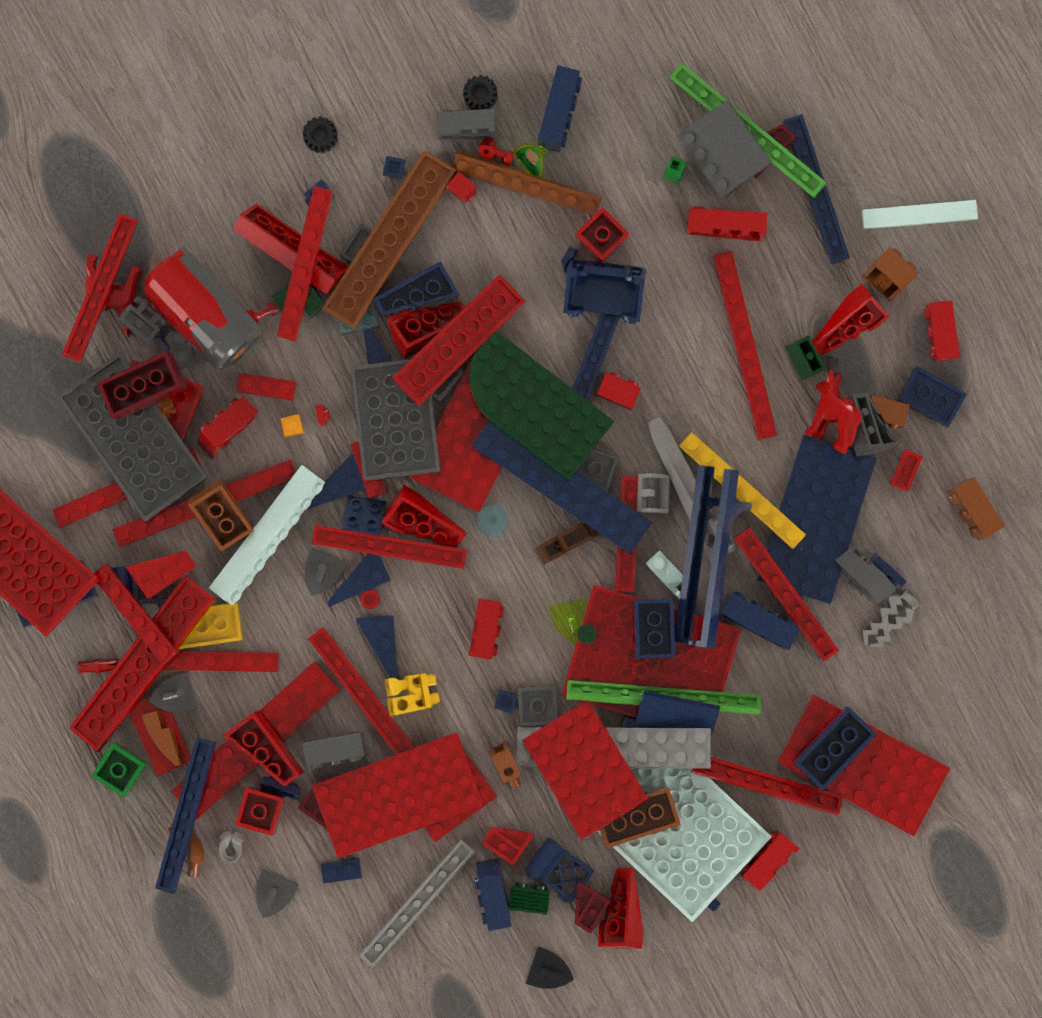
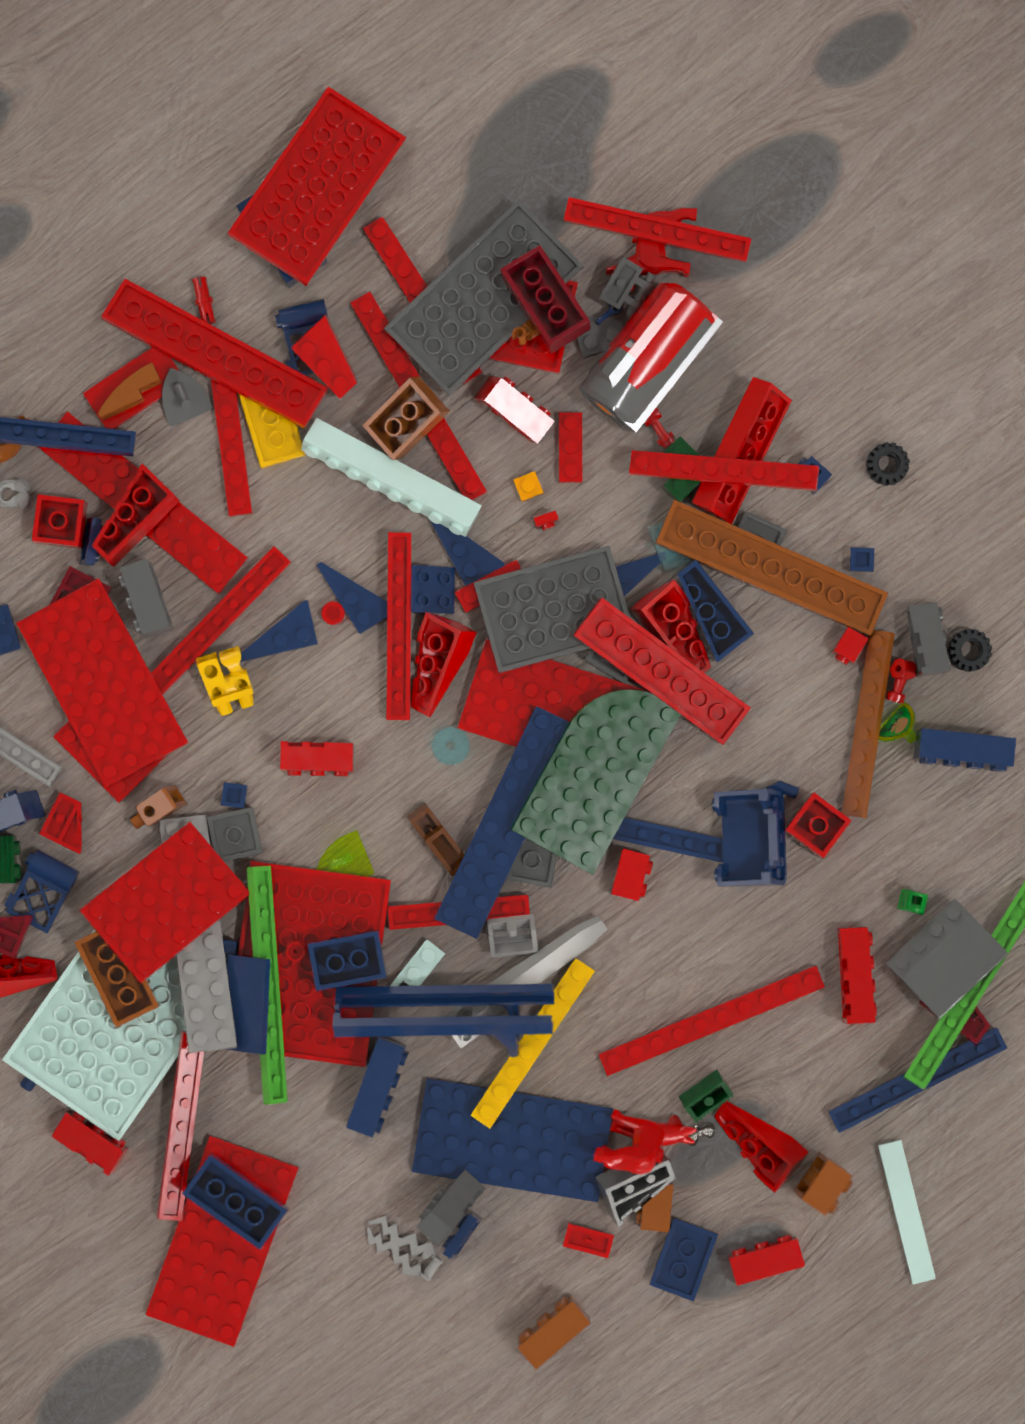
camera: 80 degrees right, 0 degrees up
(119, 769) = (84, 347): green brick -> none
(135, 614) = (271, 335): red plate -> none
(322, 571) = (358, 550): dark grey shield -> none
(586, 634) = (329, 880): dark green piece -> none
(786, 594) = (414, 1115): red plate -> none

